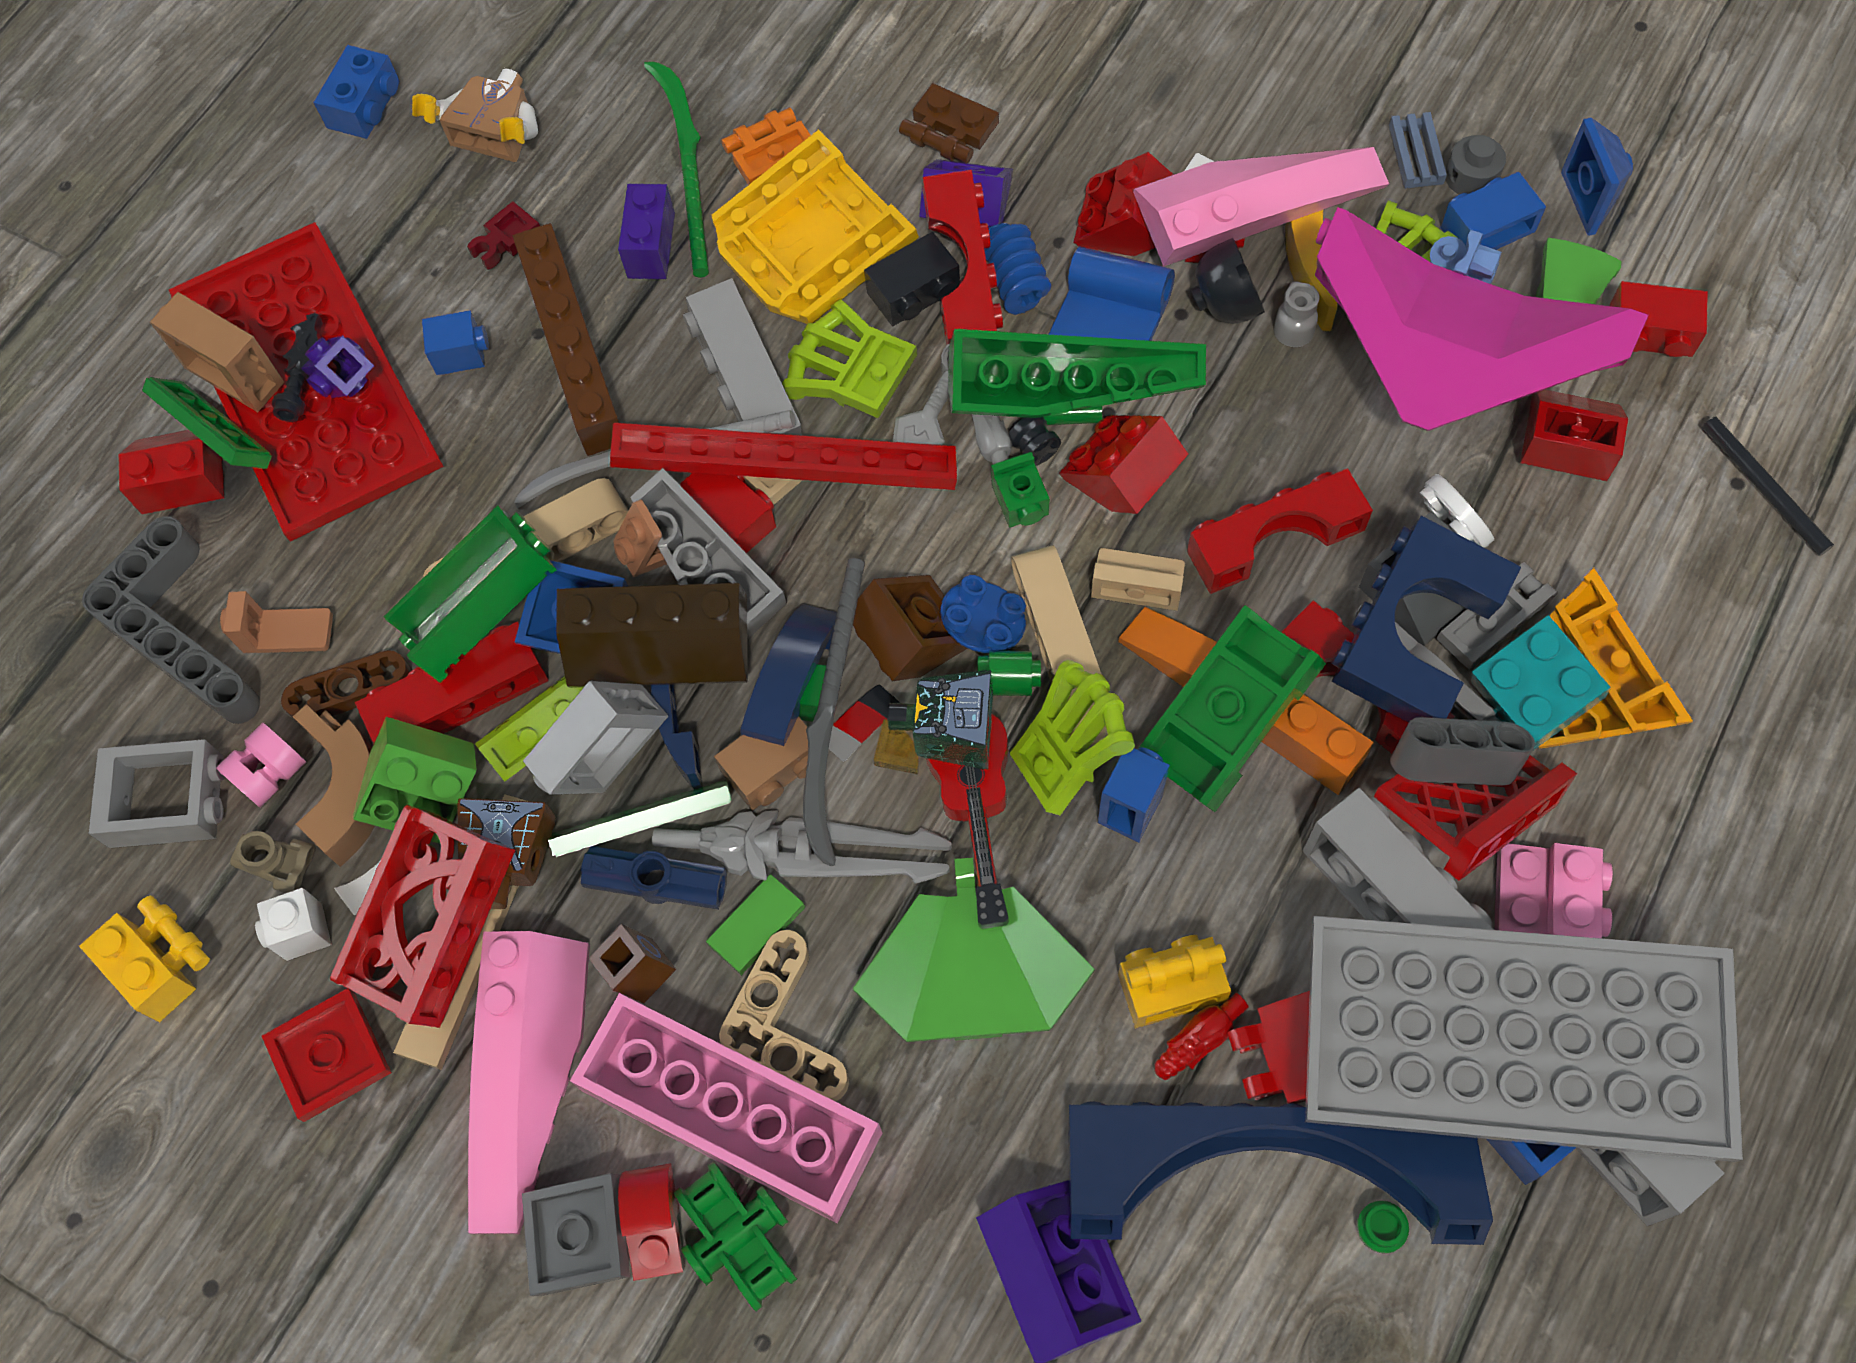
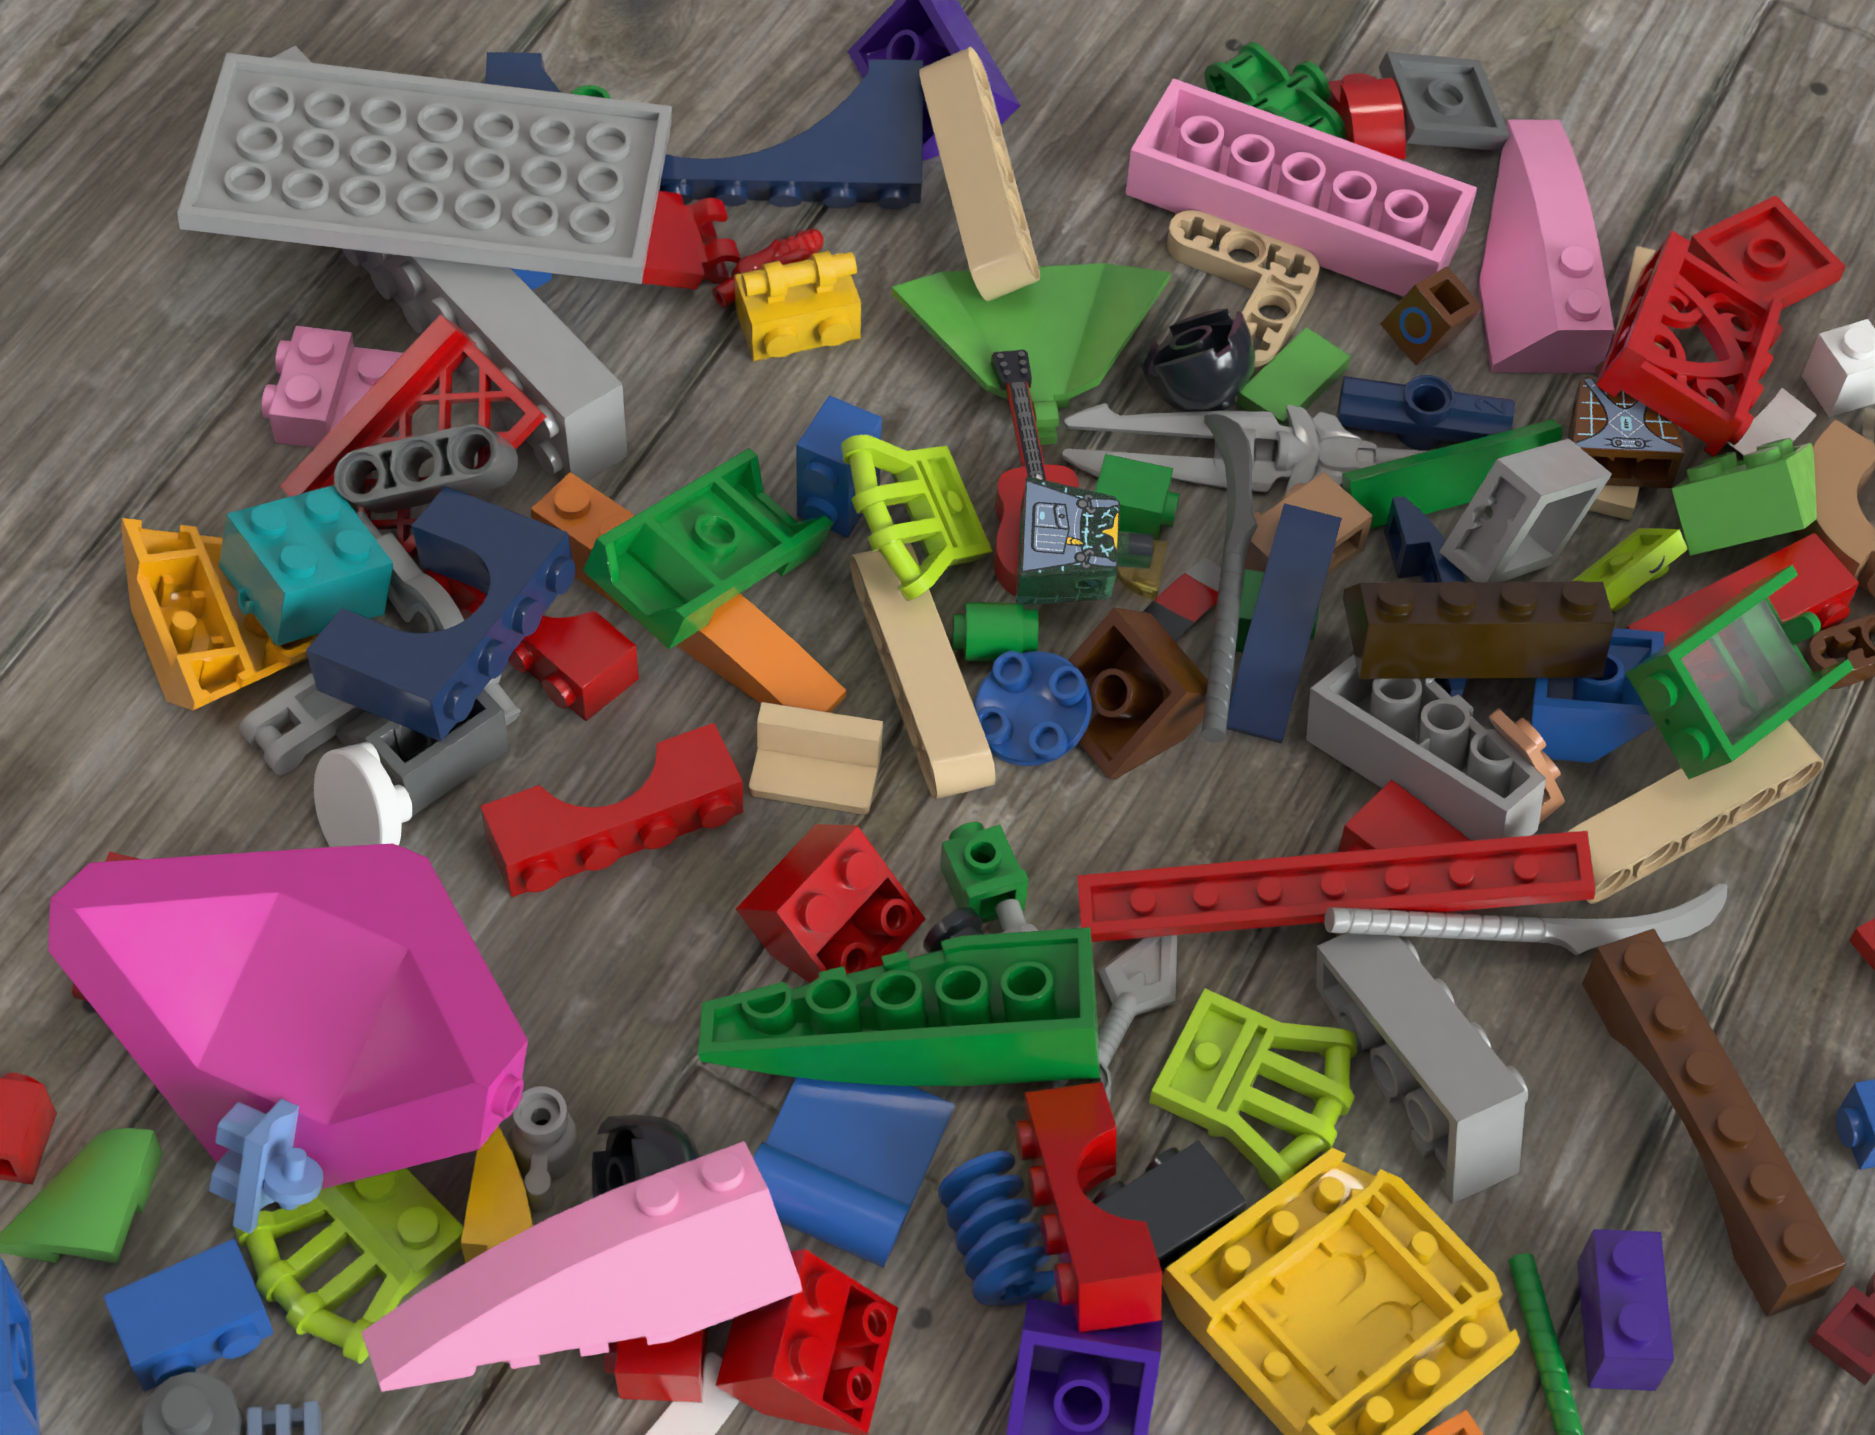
camera: 170 degrees right, 10 degrees down
(836, 911) = (1202, 362): none -> black cylinder
(898, 789) = (1142, 494): none -> green brick
(1019, 1095) = (979, 175): none -> tan beam

